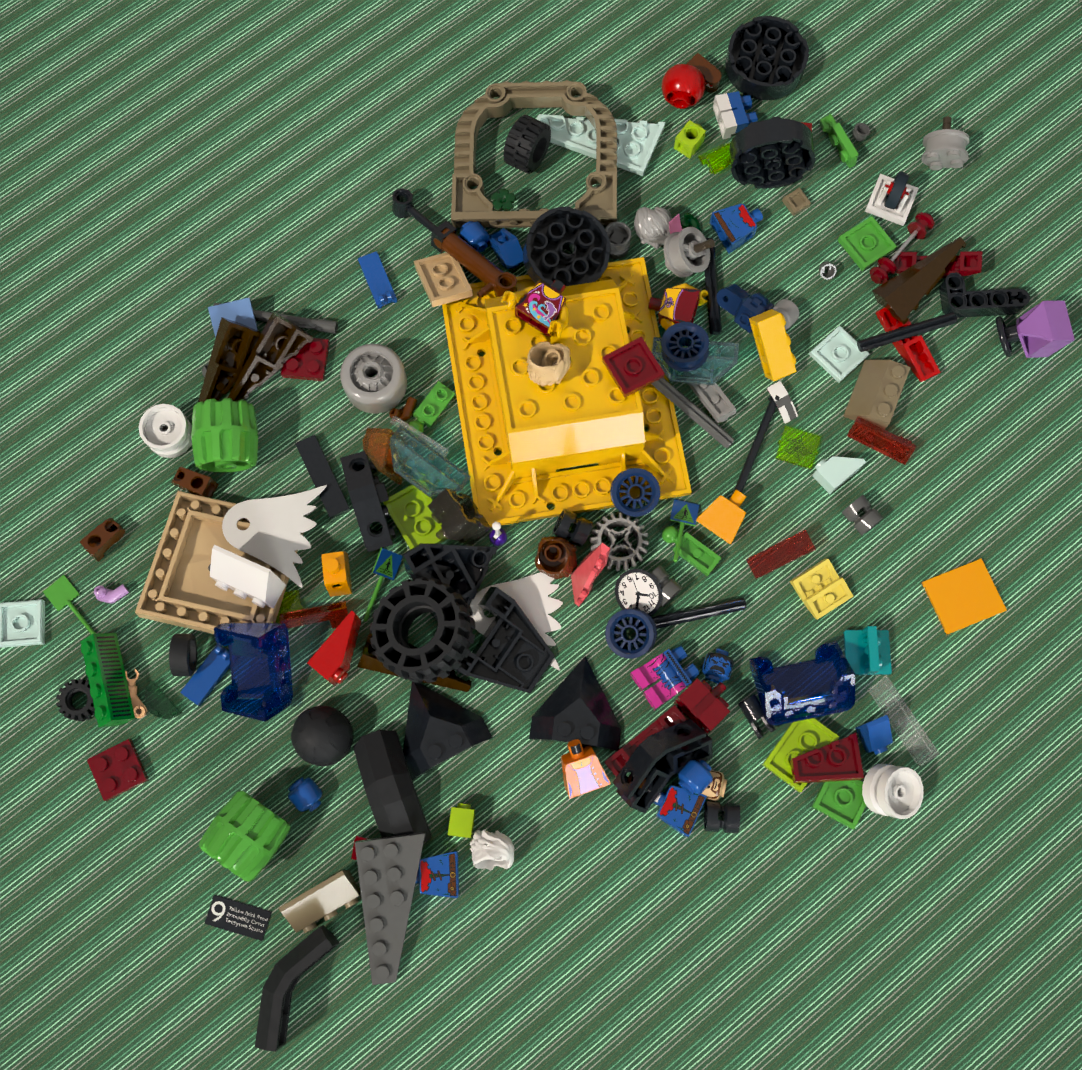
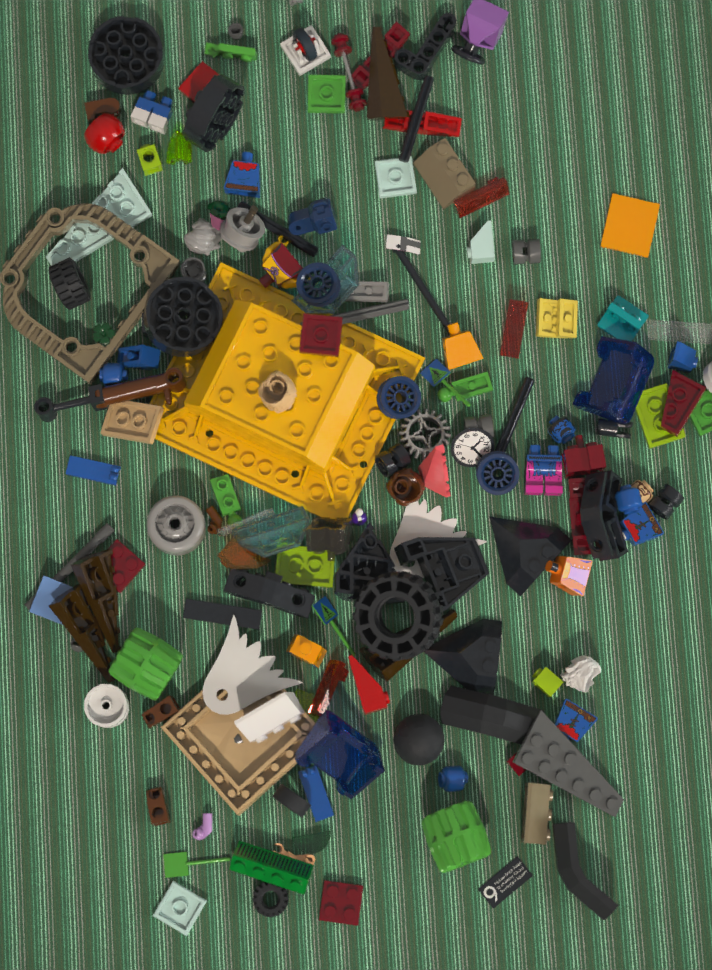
camera: 55 degrees left, 5 degrees up
(541, 307) = (231, 367): torso -> none
(773, 344) = (359, 220): yellow brick -> none
(789, 311) = (339, 195): light grey head -> none
(796, 201) = (255, 119): dark tan tile -> none
(798, 447) = (443, 258): clear neon green piece -> none
(831, 270) = (326, 134): dark grey hinge -> none

